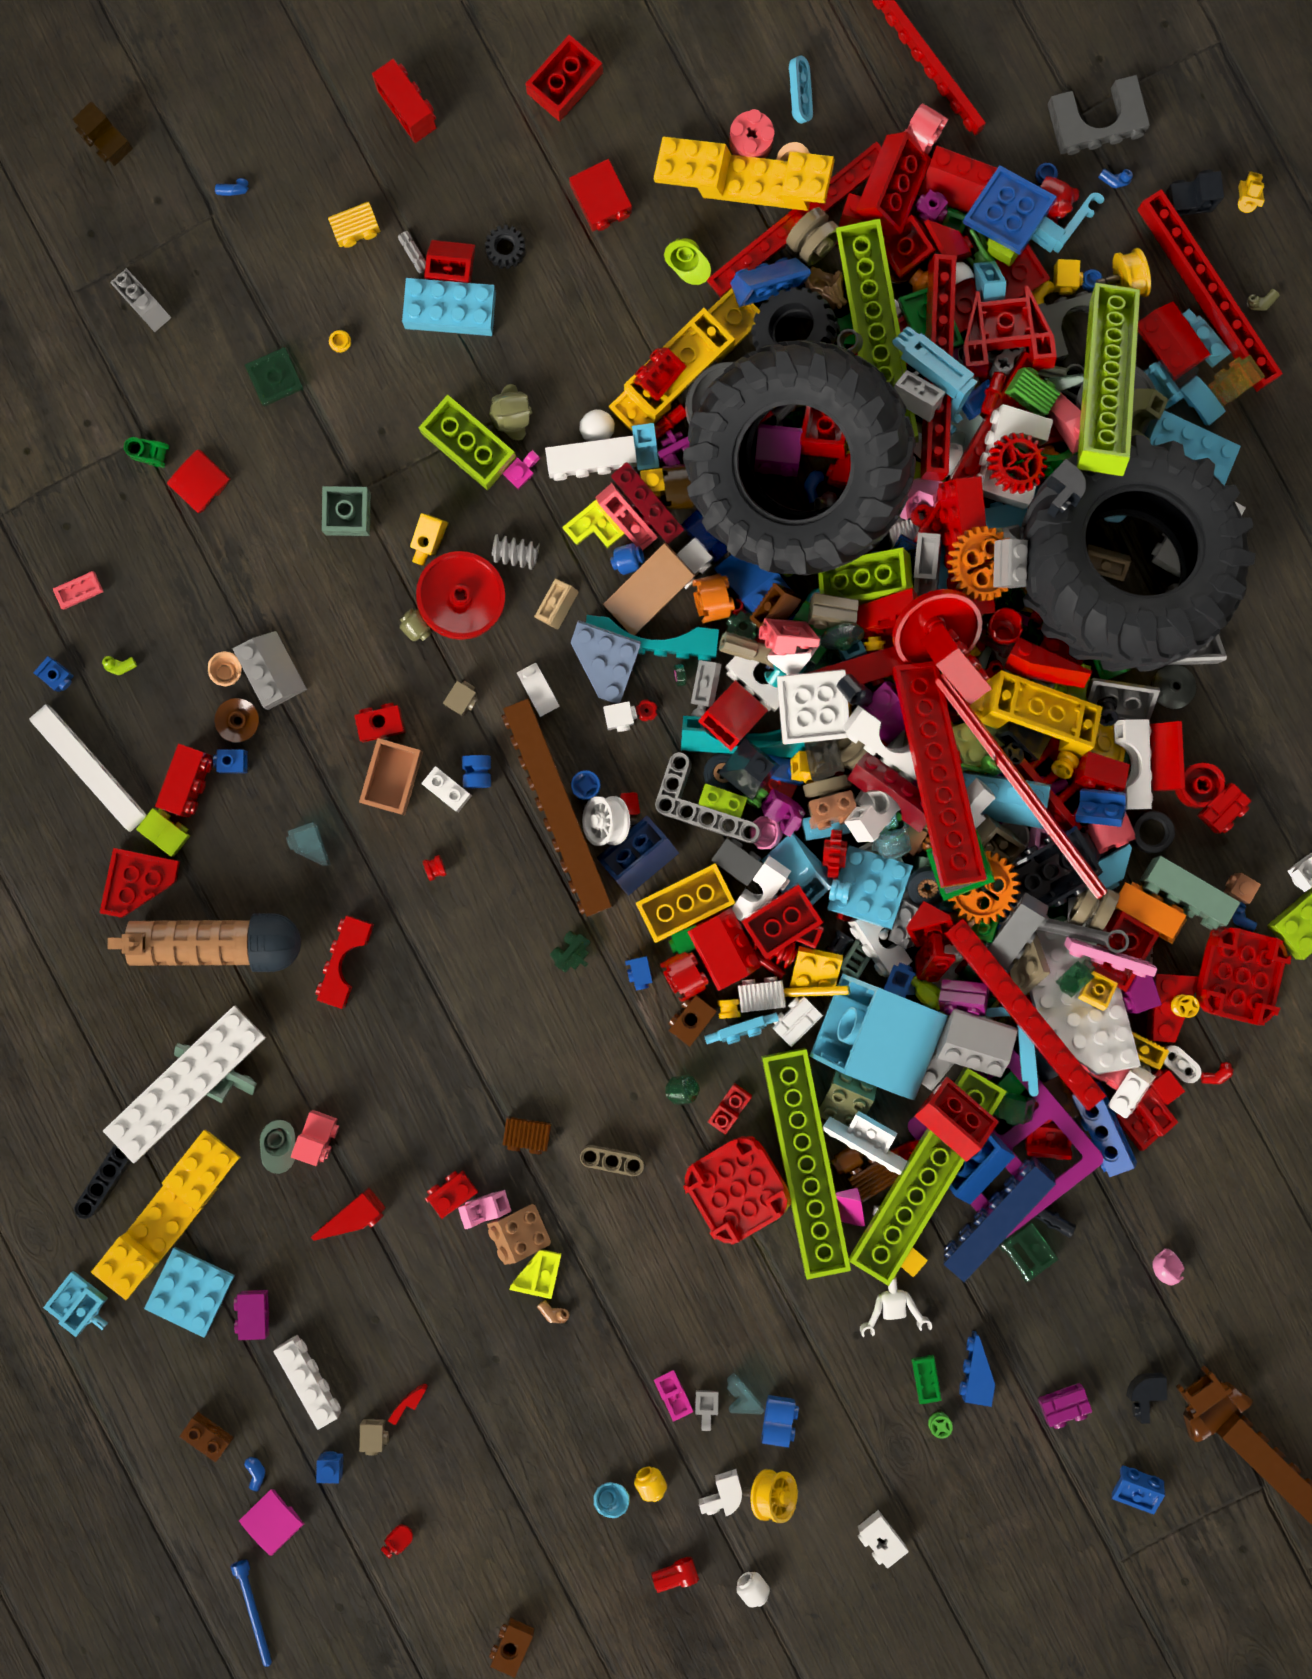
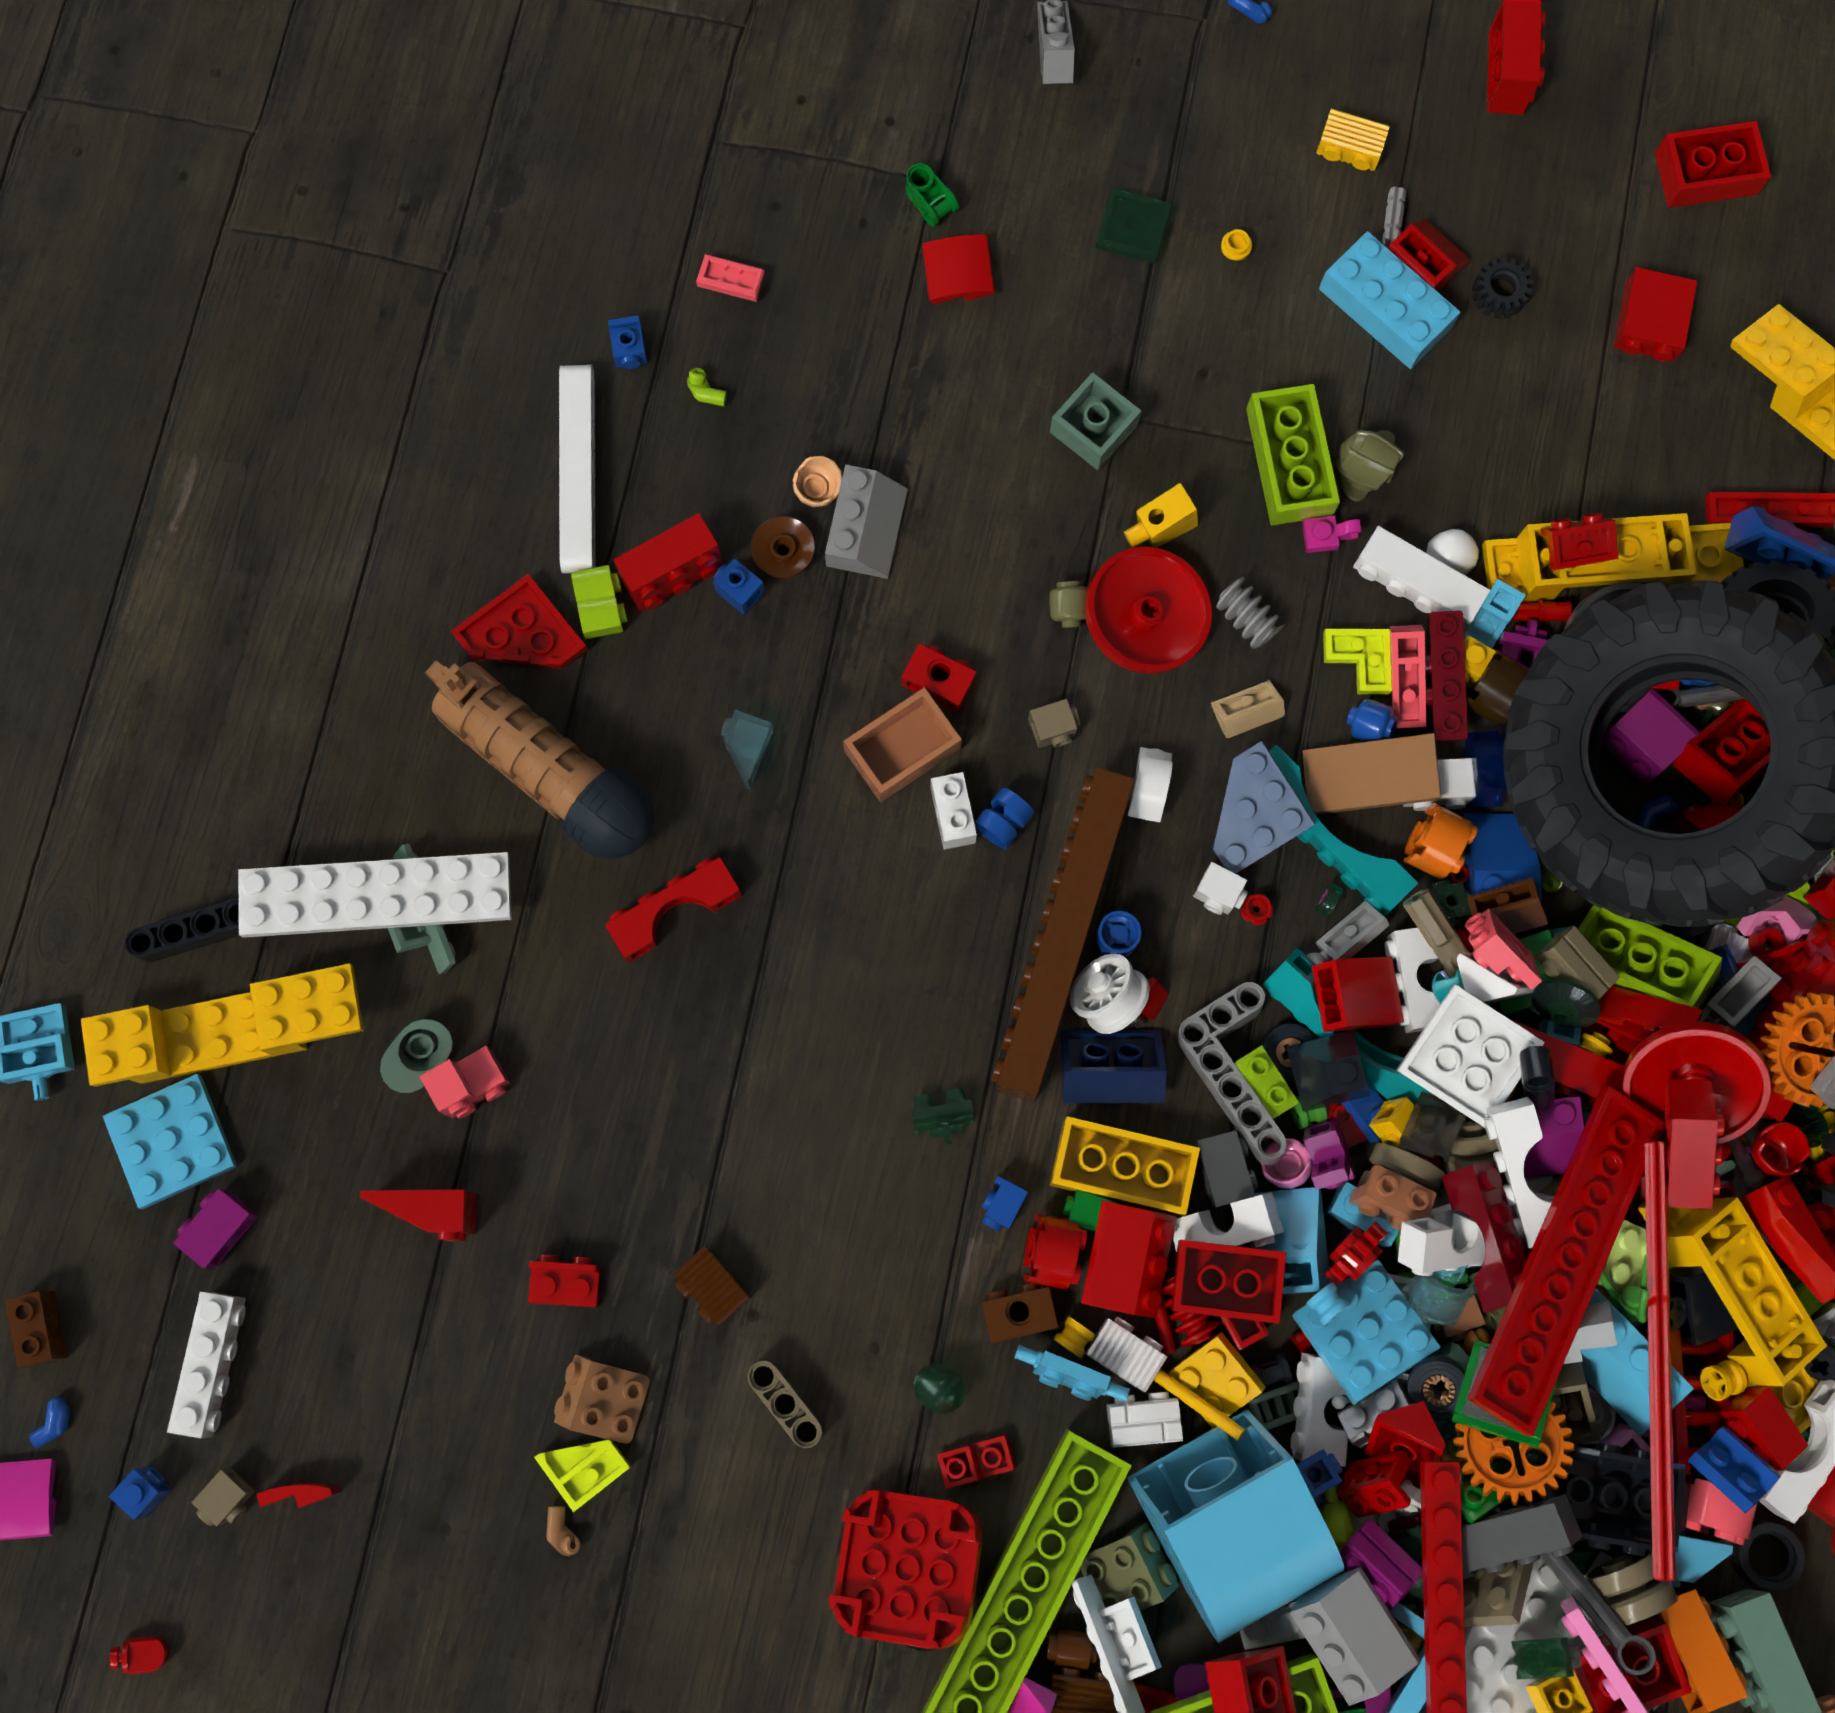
camera: 40 degrees right, 10 degrees down
(434, 868) = (865, 887): red wheel -> none
(484, 1209) = (587, 1333): bright pink brick -> none
(688, 261) = (1701, 456): lime piece -> none

